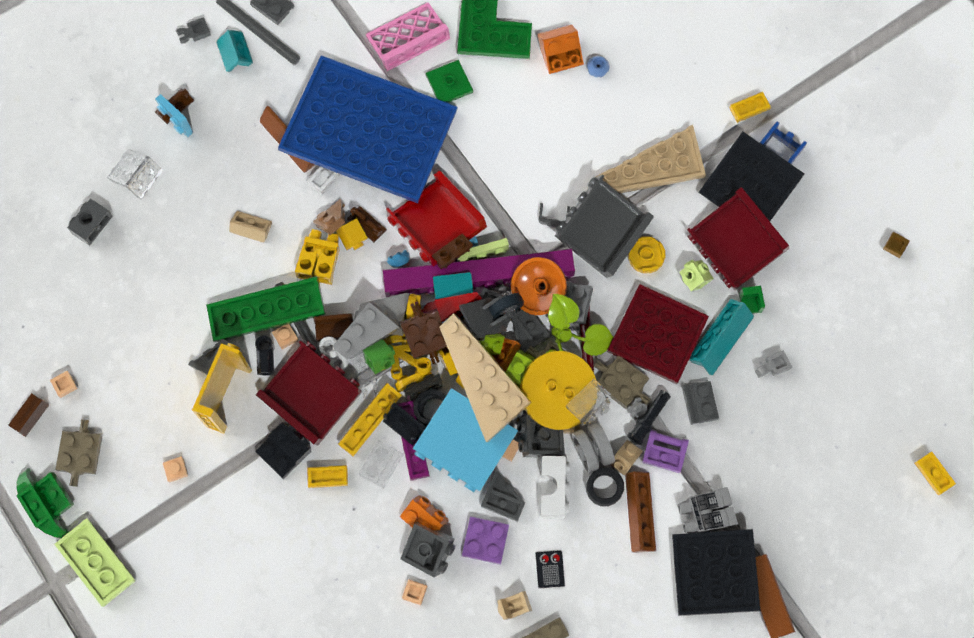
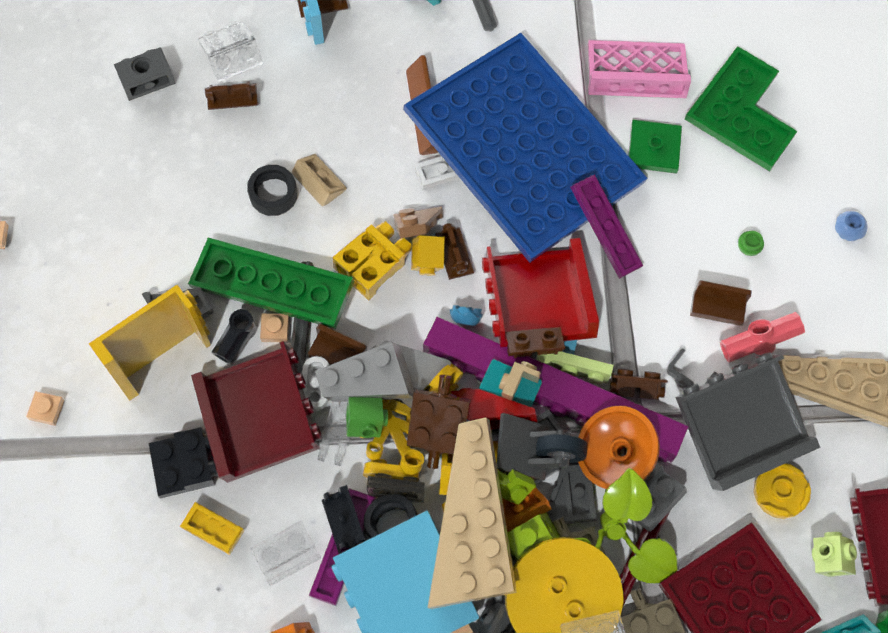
camera: 30 degrees right, 5 degrees down
(157, 204) = (231, 96): none -> reddish brown hinge
(219, 238) = (265, 173): none -> black tyre
(369, 419) = (306, 488): yellow plate -> none
(451, 153) = (606, 226): none -> magenta tile
(453, 283) = (511, 381): none -> tan bracket
(520, 242) = (649, 384): none -> reddish brown hinge
(544, 112) = (751, 243): none -> bright green plate
(547, 162) = (719, 302): none -> reddish brown panel
(561, 48) = (816, 180): orange slope -> none
(584, 168) = (762, 337): none -> coral piece

